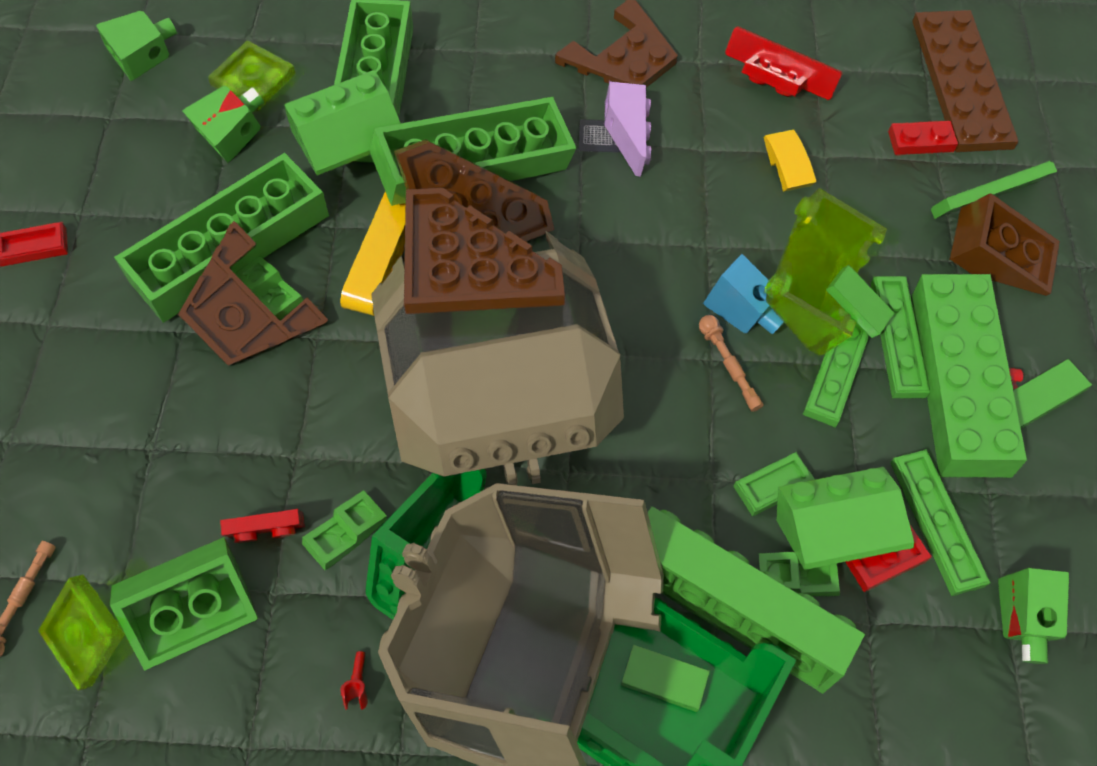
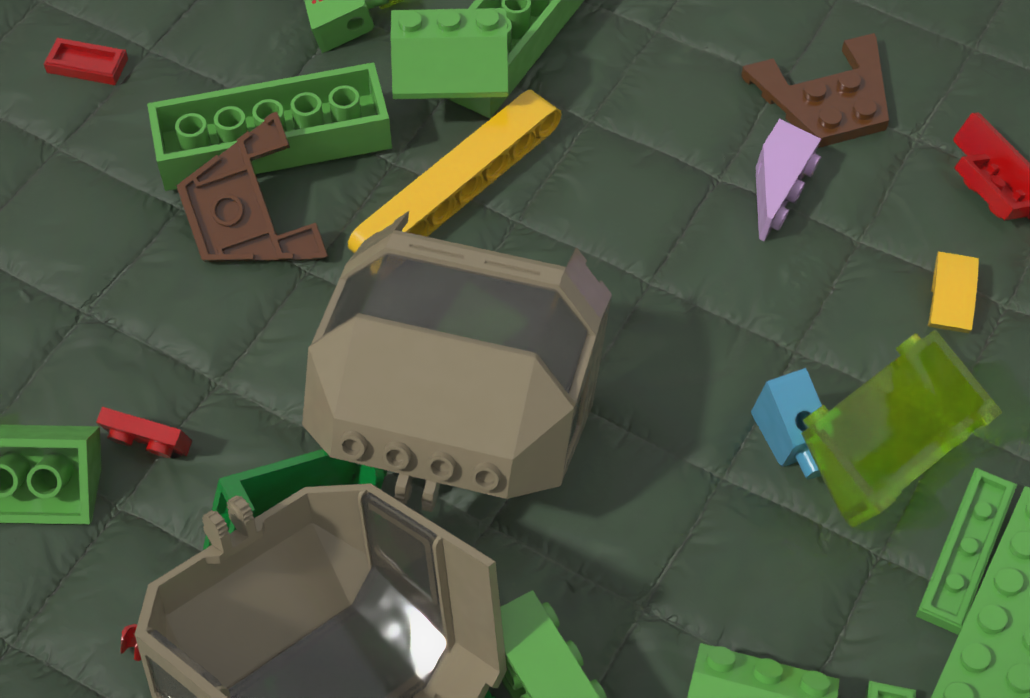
camera: 30 degrees right, 5 degrees down
(269, 287) = (286, 197): bright green slope -> none
(344, 531) = (198, 479): bright green slope -> none
(467, 263) = (461, 240): reddish brown plate -> none
(505, 139) = (576, 135): bright green brick -> none
(506, 203) = (530, 196): reddish brown plate -> none
(595, 137) = (737, 177): black sticker -> none
(710, 327) = (740, 444): nougat piece -> none
(760, 488) = (684, 638): bright green tile -> none
(836, 378) = (872, 548): bright green tile -> none
(860, 301) = (929, 484): bright green tile -> none

